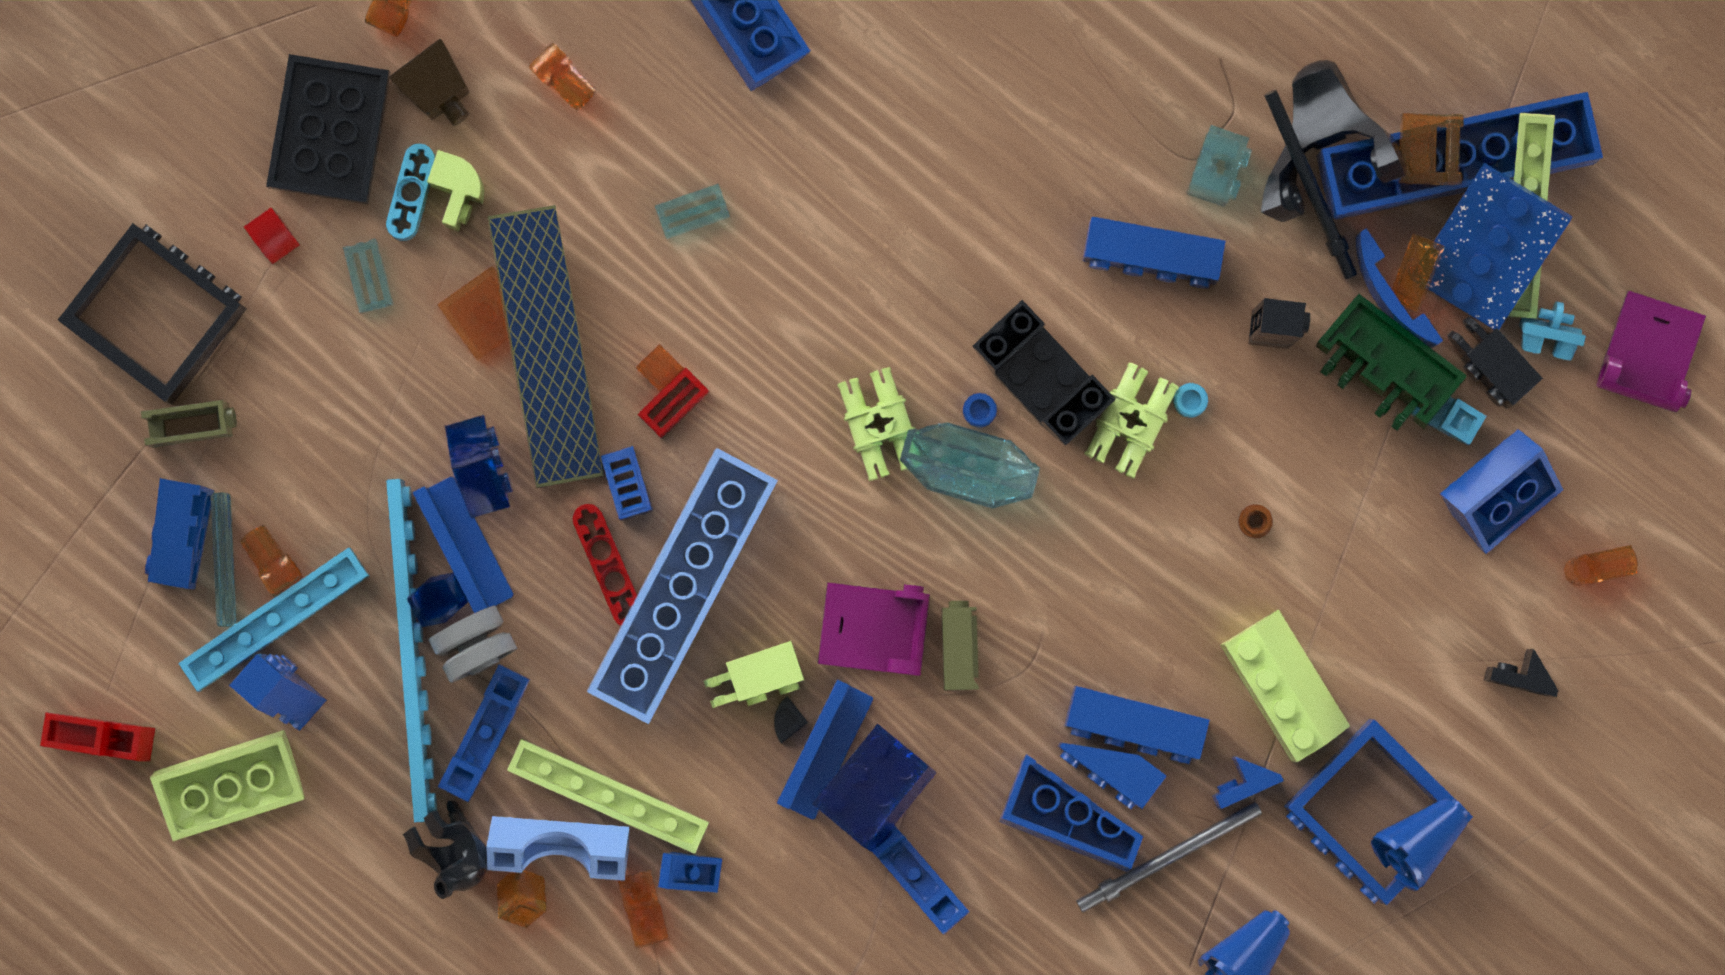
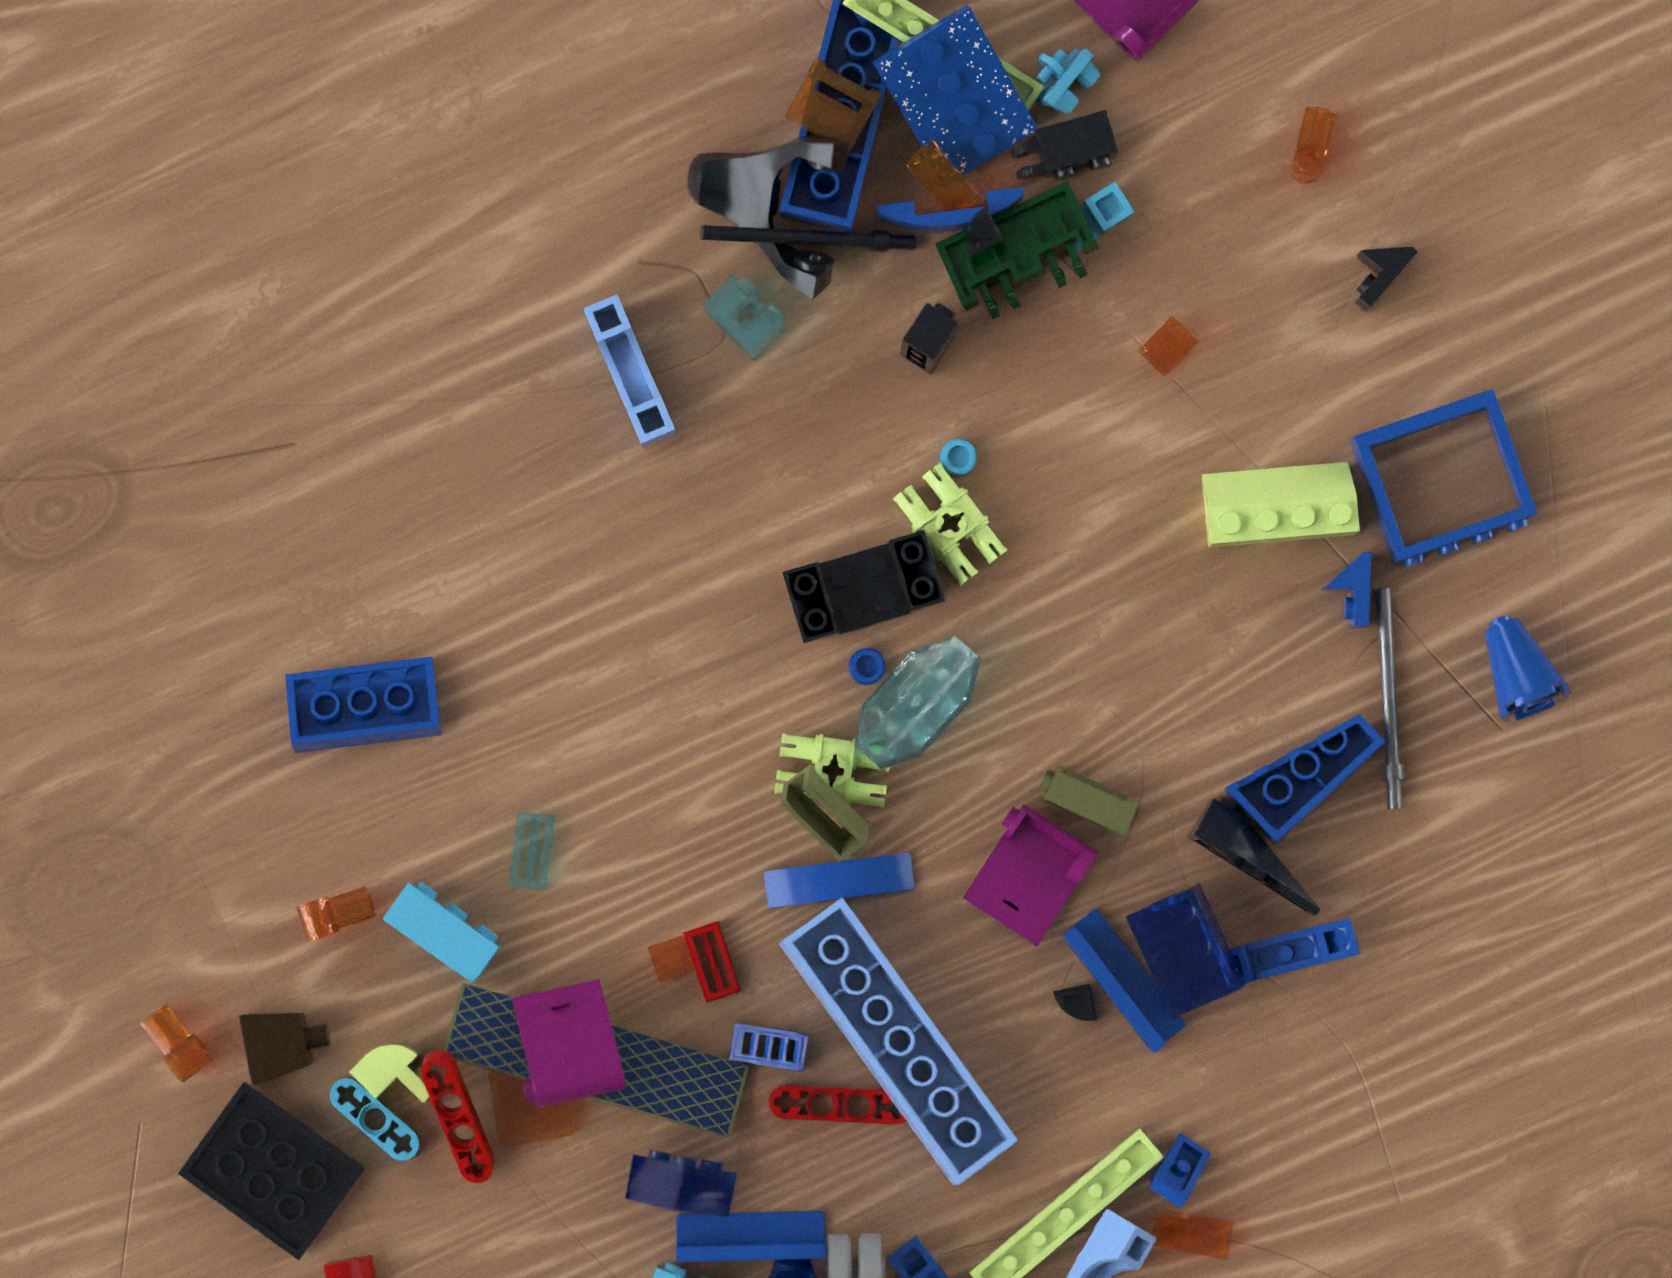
camera: 70 degrees left, 0 degrees up
(360, 249) = (406, 1196): clear light blue tile -> none
(447, 259) = (454, 1117): none -> red beam
(542, 316) = (569, 1048): none -> magenta door
(590, 170) = (443, 931): none -> medium azure brick
(759, 674) = (1020, 1008): yellowish green hinge -> none
(792, 474) = (839, 880): none -> blue slope
(823, 452) = (837, 840): none -> olive window
(985, 787) = (1238, 843): none -> black wedge
(1125, 94) = (629, 371): none -> light blue arch
(1125, 772) = (1285, 701): blue slope -> none
(1136, 723) = (1245, 665): blue brick -> none
(1153, 251) = (796, 420): blue brick -> none
(1266, 521) = (1106, 442): dark orange plate -> none
(1371, 528) = (1168, 346): none -> clear orange panel
(1387, 326) = (982, 232): none -> black tile
(1420, 841) = (1494, 451): blue cone -> none
(1502, 490) = (1193, 202): blue slope -> none

